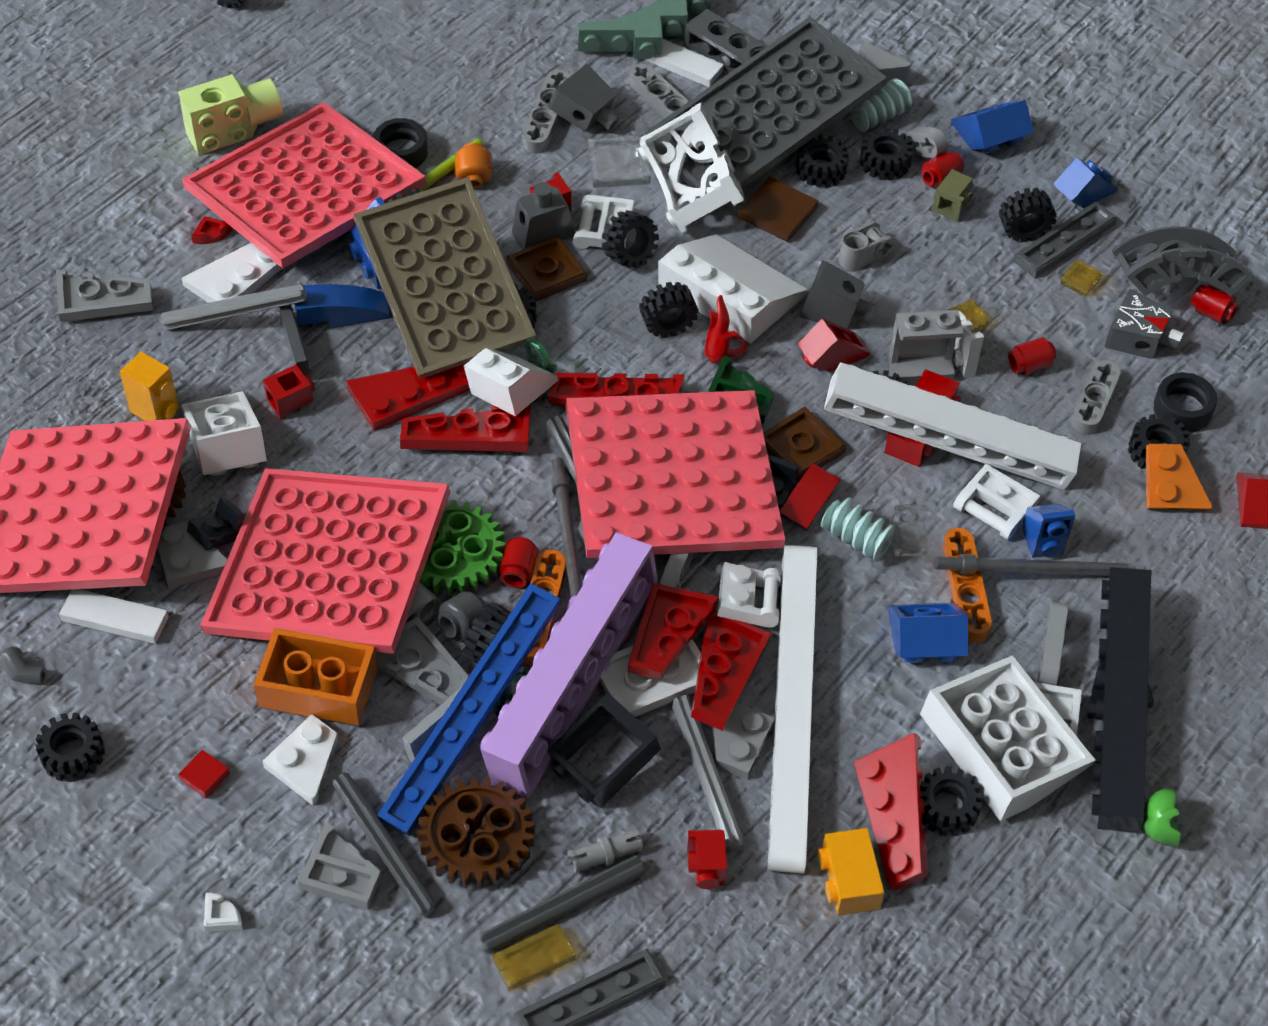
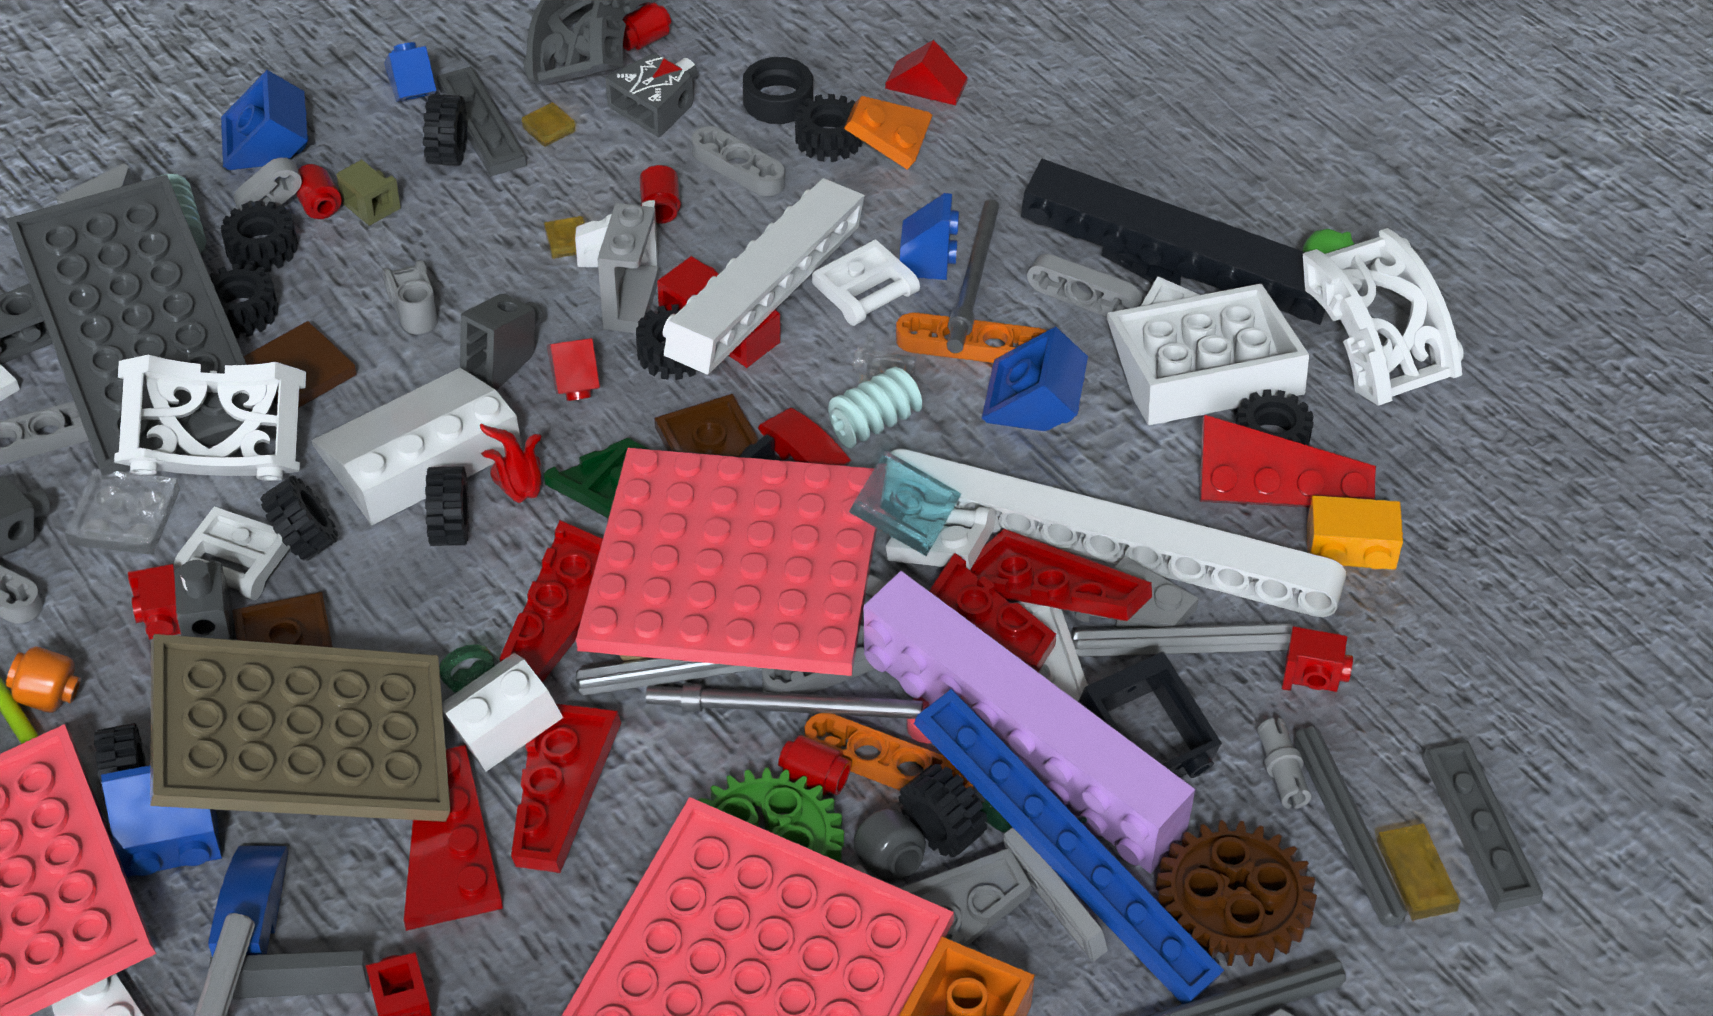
camera: 75 degrees left, 5 degrees down
(752, 556) = (905, 503): none -> clear light blue tile
(1099, 802) = (1334, 284): none -> white fence

